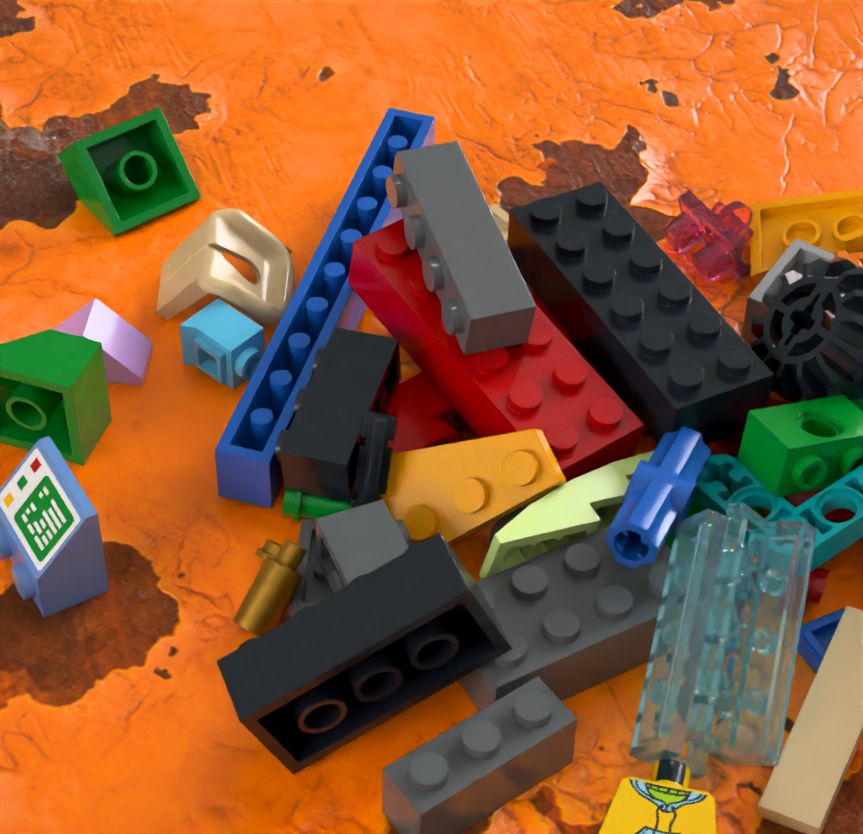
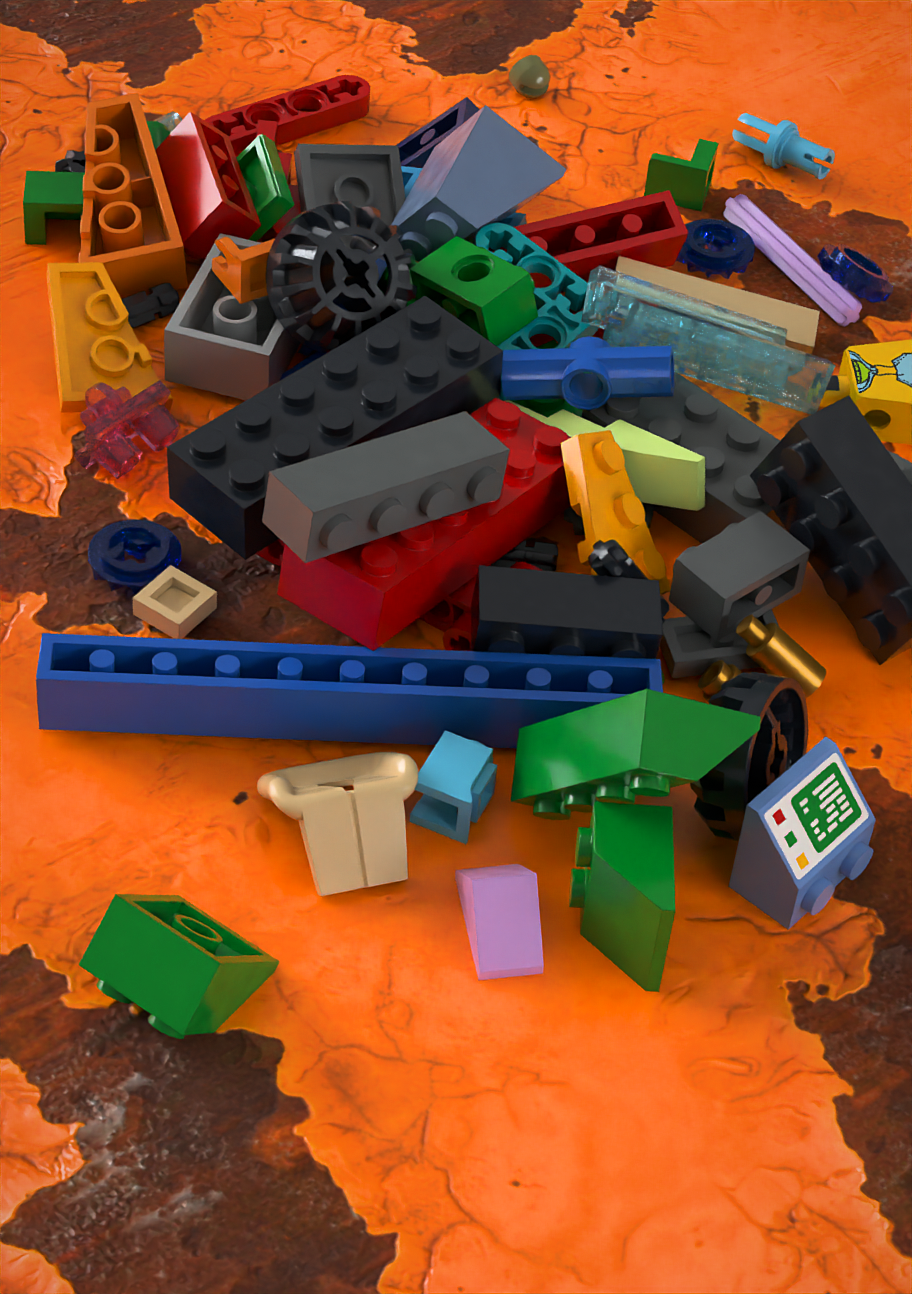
camera: 110 degrees left, 0 degrees up
(135, 492) = (760, 759): none -> black gear
(139, 370) = (622, 751): none -> green slope

